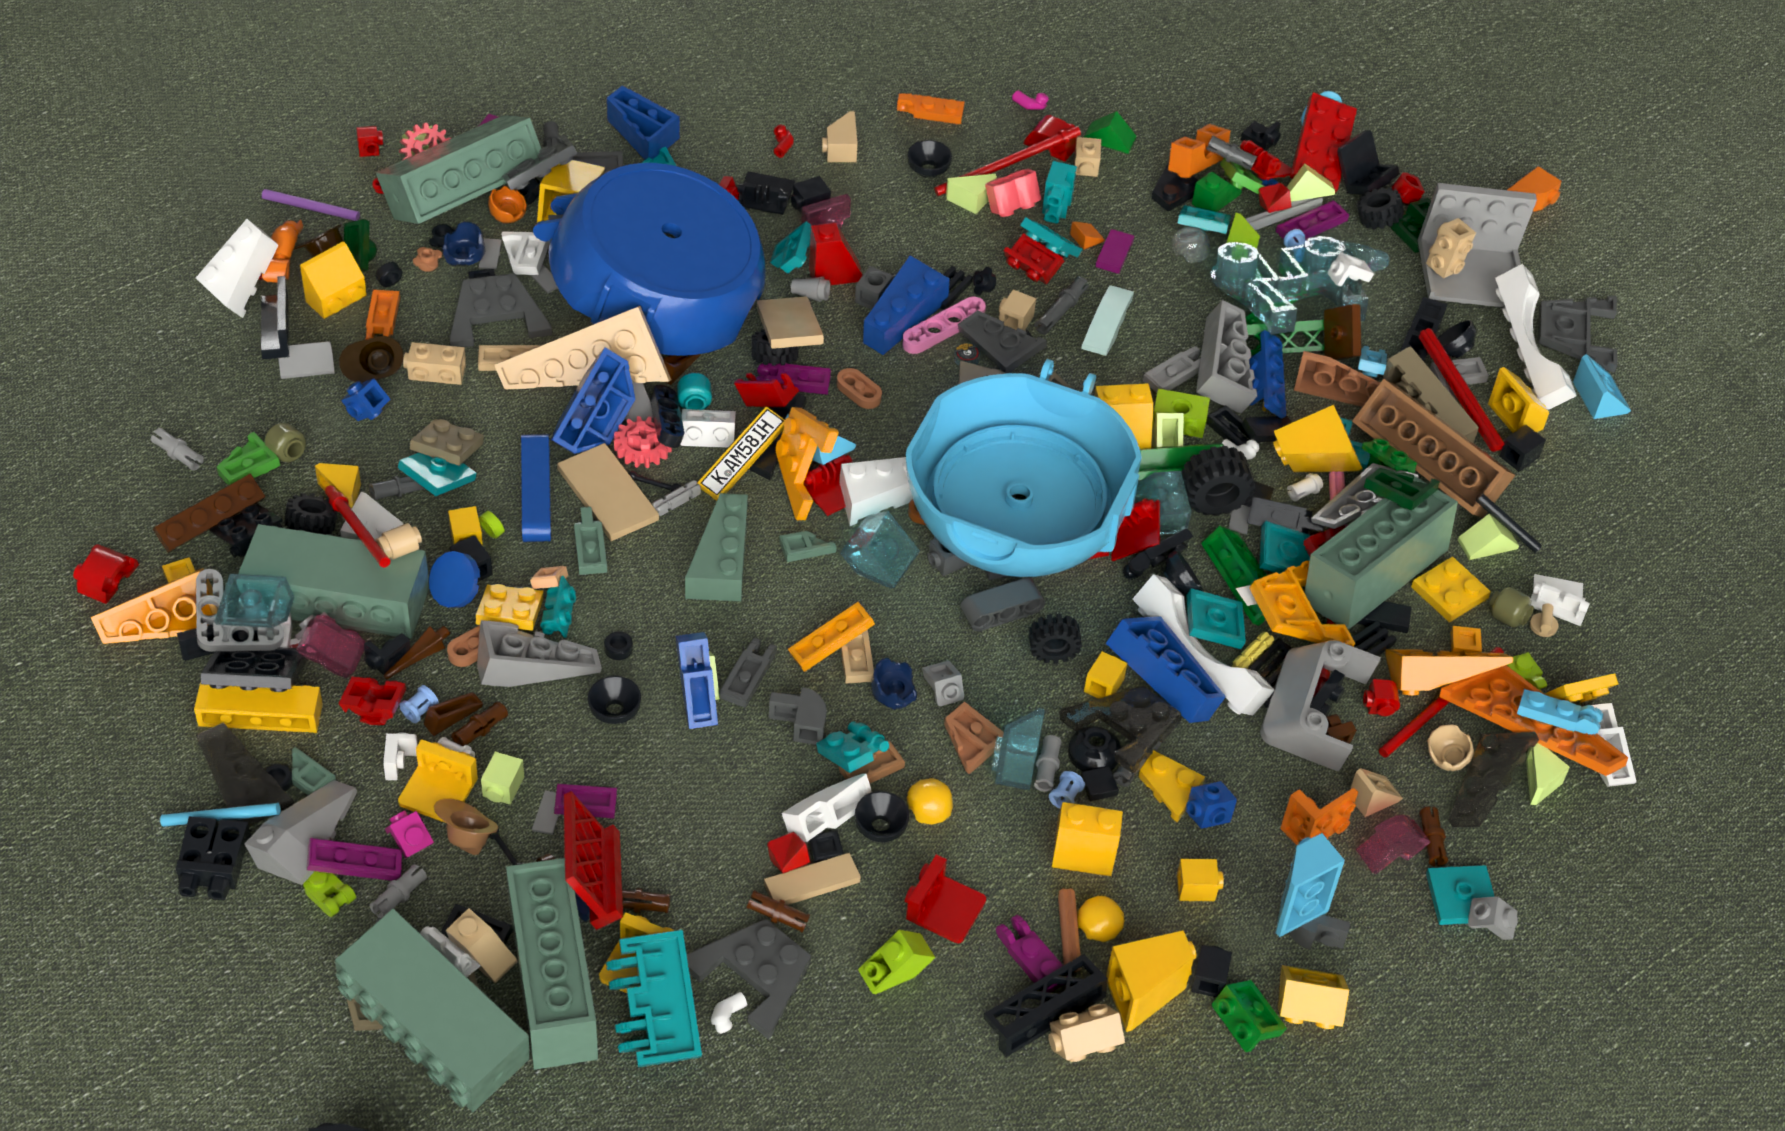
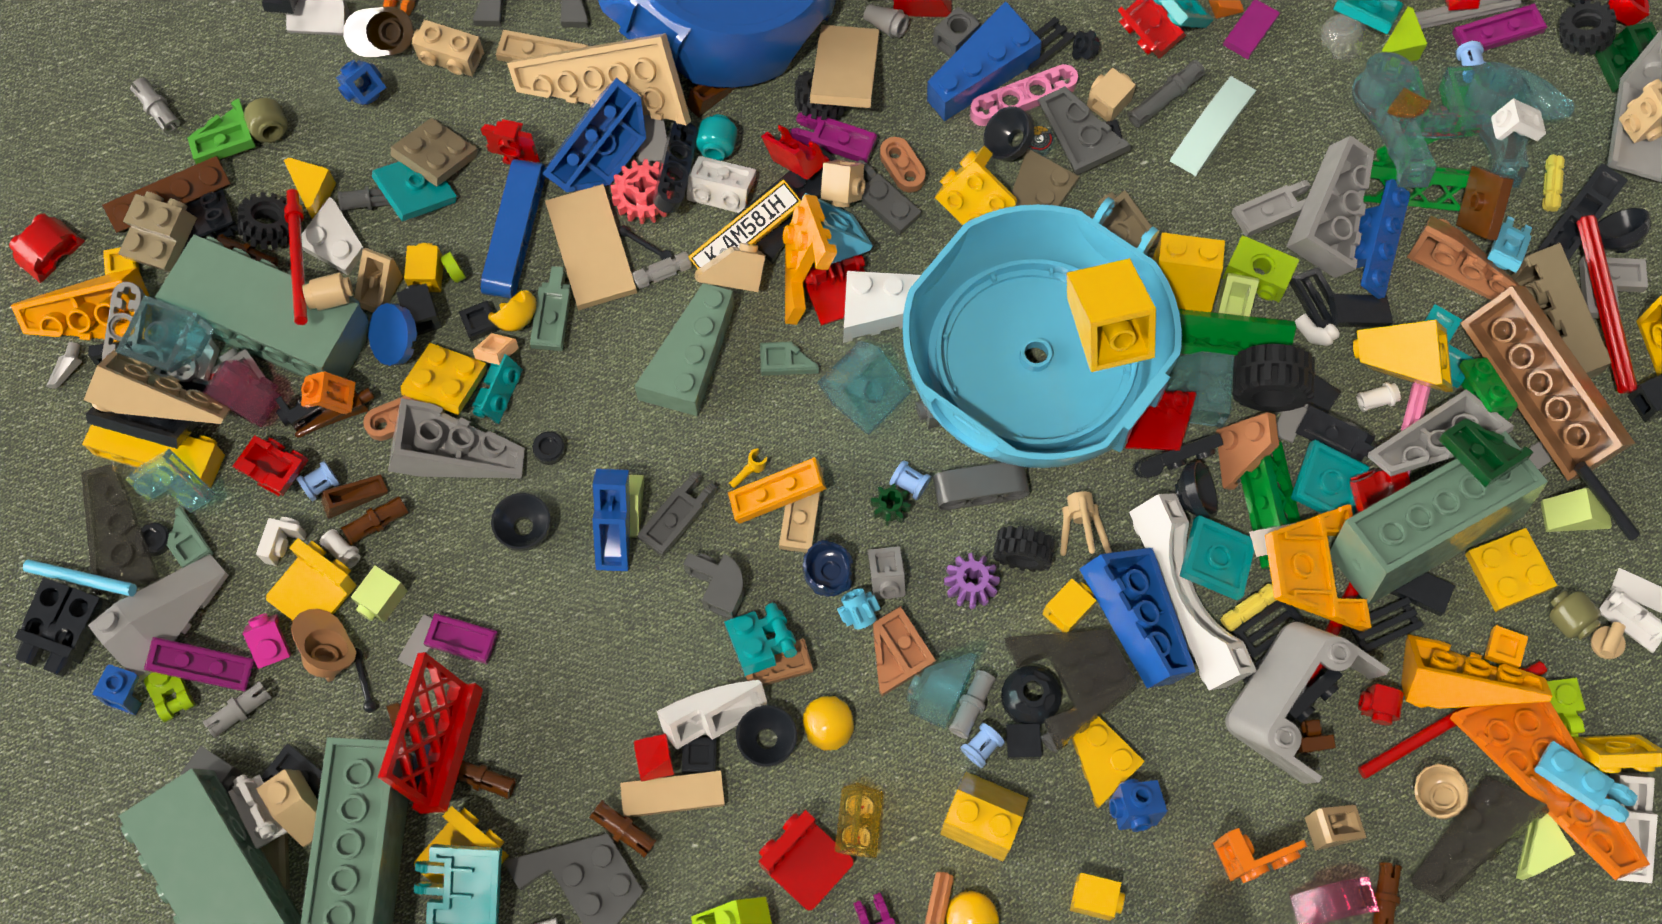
camera: 20 degrees right, 20 degrees up
(151, 660) = (65, 365): none -> light grey bar
(214, 535) = (156, 231): none -> dark tan plate
(237, 647) = (134, 389): none -> tan wedge
(284, 894) = (116, 689): none -> blue bracket
(286, 716) = (170, 474): none -> clear light blue plate
(412, 625) = (328, 392): none -> orange bracket
(432, 537) = (376, 279): none -> tan slope
(515, 420) = (510, 141): none -> red piece
(525, 562) = (477, 322): none -> black tile
(559, 547) = (515, 313): none -> yellow hair
(745, 478) = (734, 268): none -> tan slope
(802, 626) = (751, 466): none -> yellow hand
(816, 401) = (842, 182): none -> tan brick
(848, 415) = (888, 202): none -> dark grey hinge
(923, 388) = (973, 188): none -> yellow bracket
(929, 709) = (858, 608): none -> medium azure gear
(930, 631) = (886, 495): none -> dark green gear
(936, 347) = (1002, 129): none -> black piece
(941, 611) = (910, 480): none -> light blue bush
(980, 866) = (859, 821): none -> clear yellow slope
(1017, 673) = (974, 570): none -> medium lavender gear
(1080, 434) = (1112, 314): none -> yellow slope
(1091, 607) = (1083, 511): none -> tan plant
(1212, 534) = (1246, 446): none -> nougat wing
(1260, 273) = (1408, 105): none -> clear orange tile
(1390, 319) = (1553, 183): none -> light yellow axle

